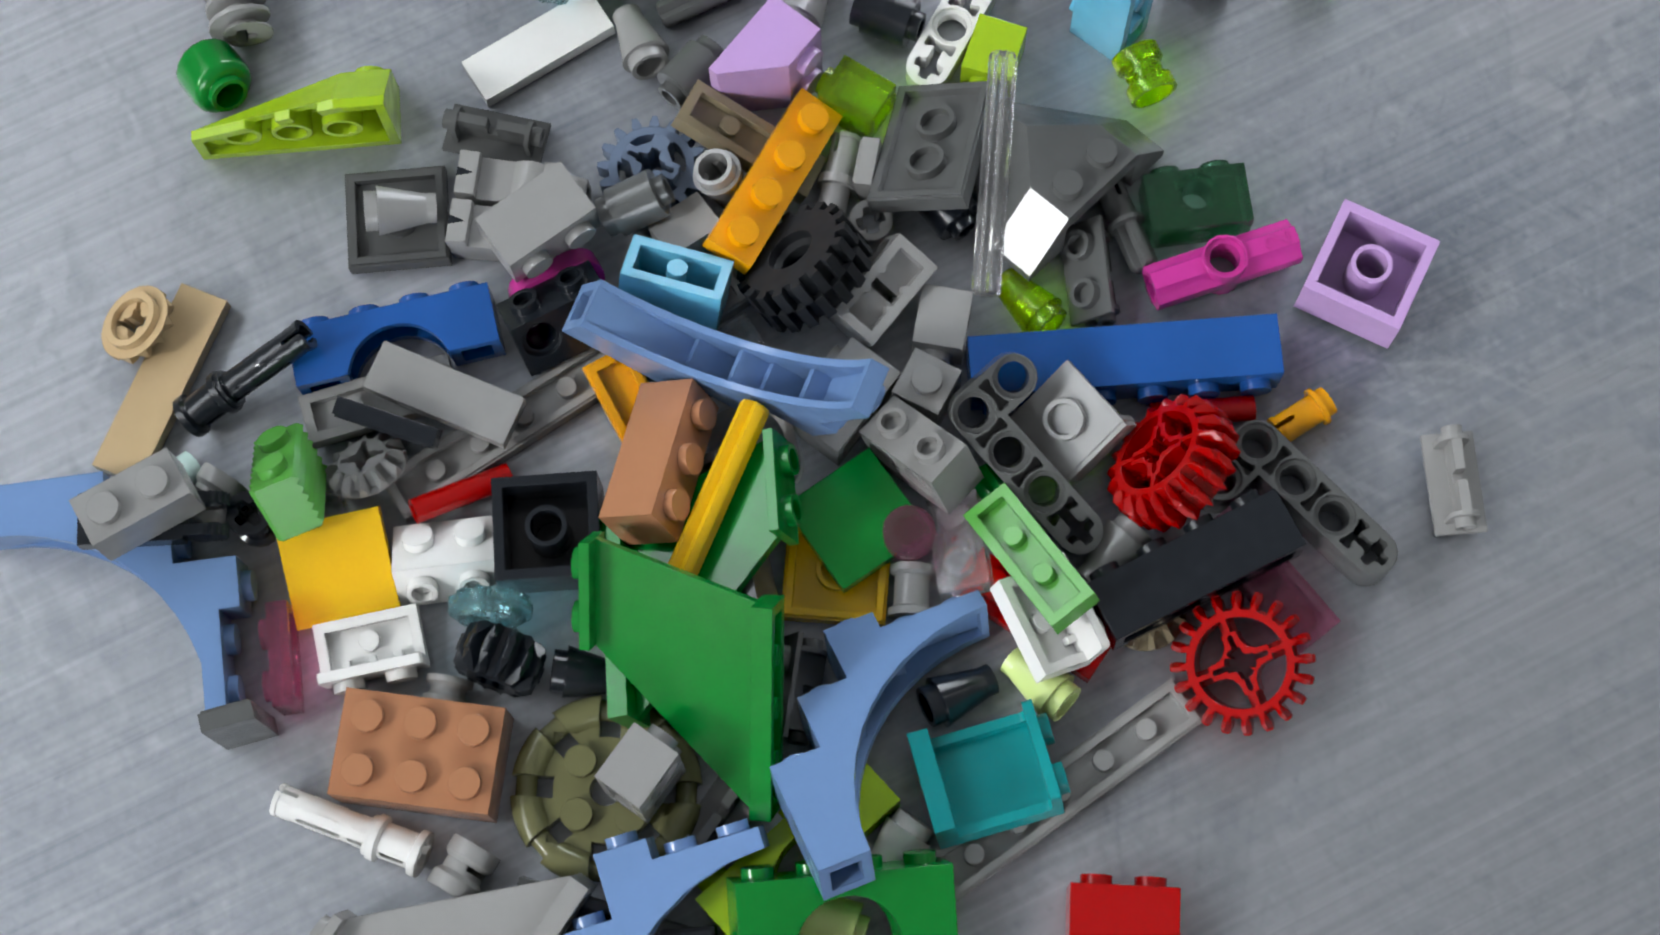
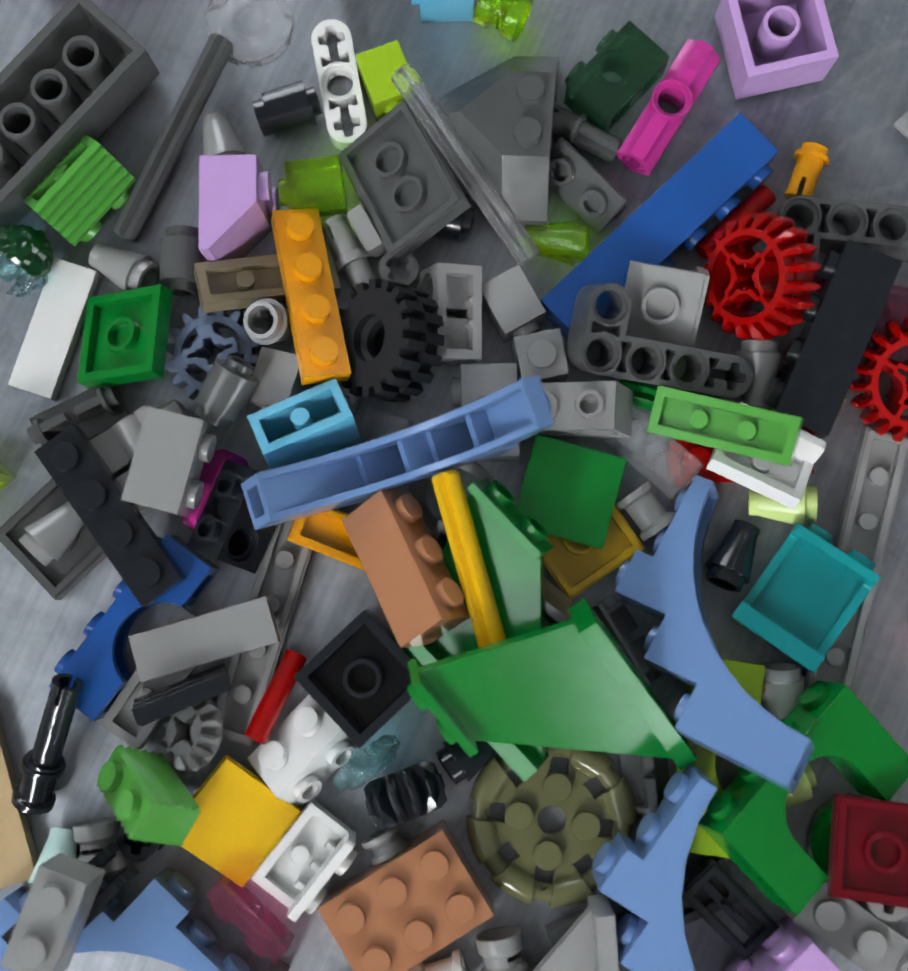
camera: 35 degrees left, 10 degrees up
(452, 232) = (111, 521): none -> black plate
(590, 96) = (125, 337): none -> green plate
(642, 770) = (582, 802): light grey brick -> none
(909, 532) = (616, 473): clear pink tile -> none

